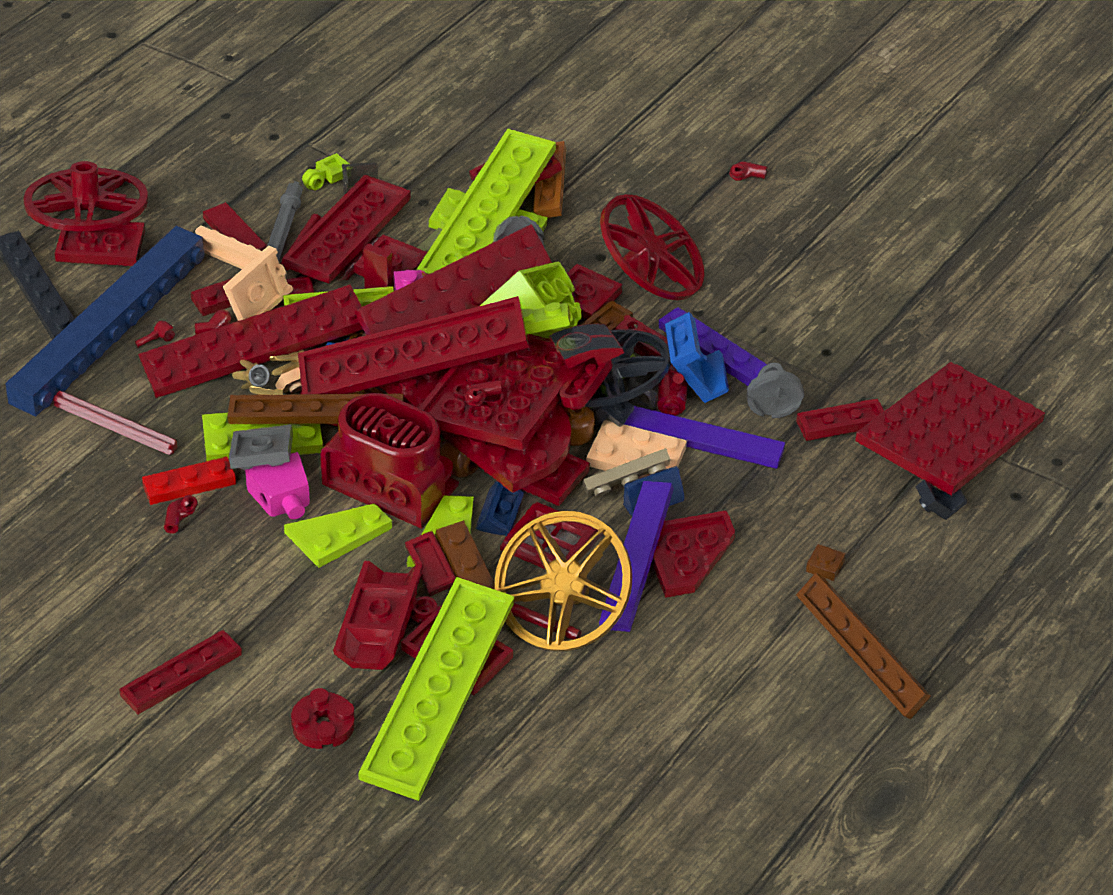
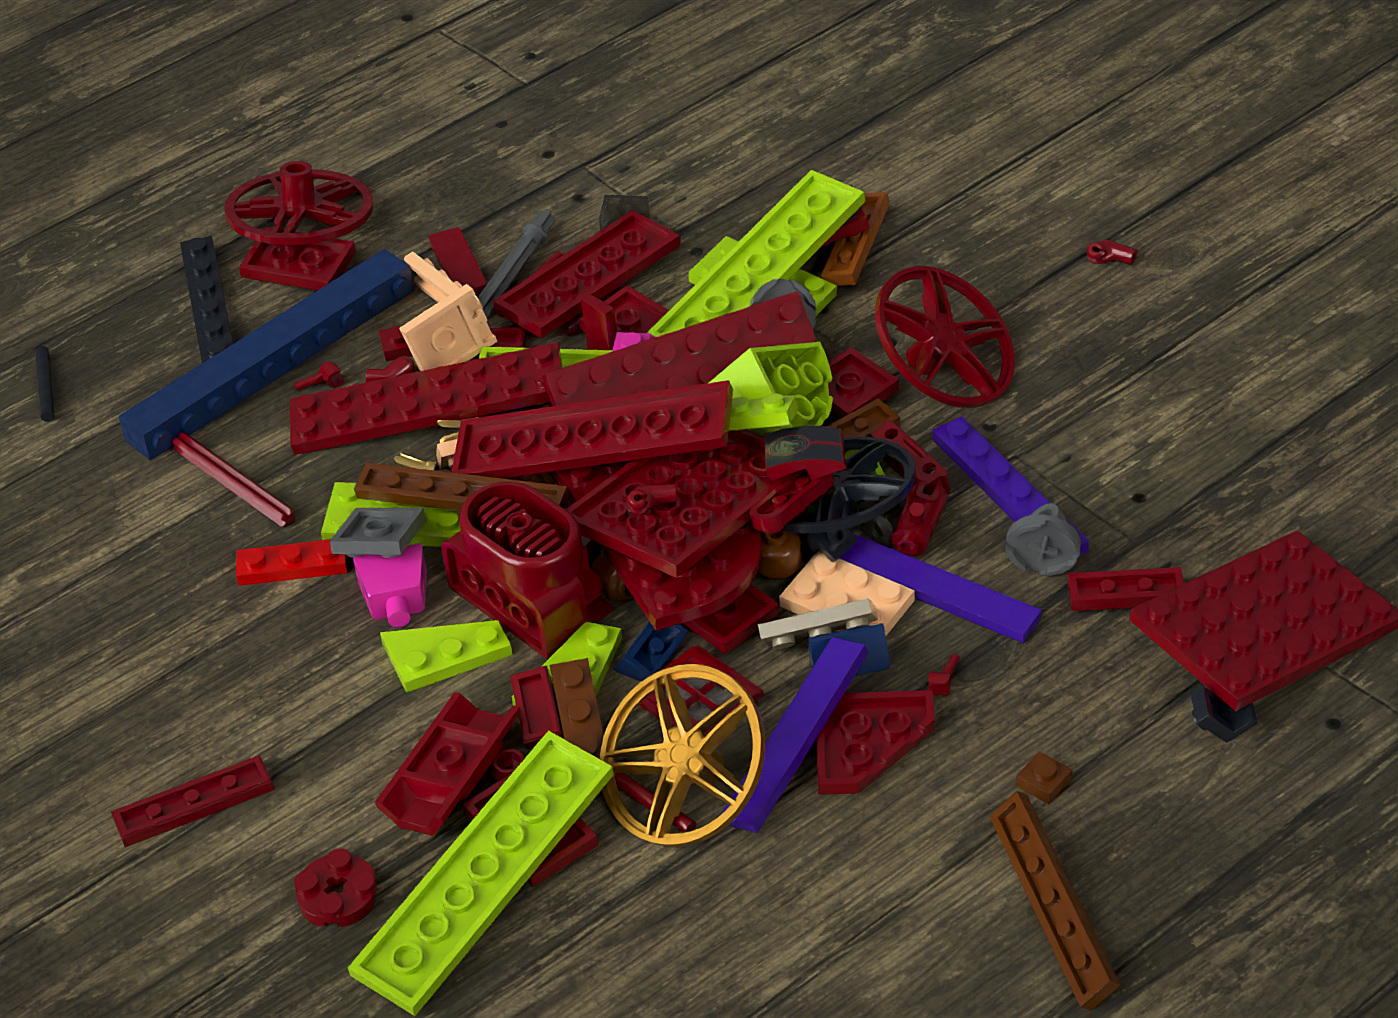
camera: 20 degrees right, 0 degrees up
(177, 511) = (264, 598): dark red arm -> none
(255, 375) = (409, 441): piece -> none
(327, 168) = (590, 199): lime plate -> none
(701, 372) = (947, 491): blue panel -> none
(727, 503) = (941, 681): none -> dark red hand

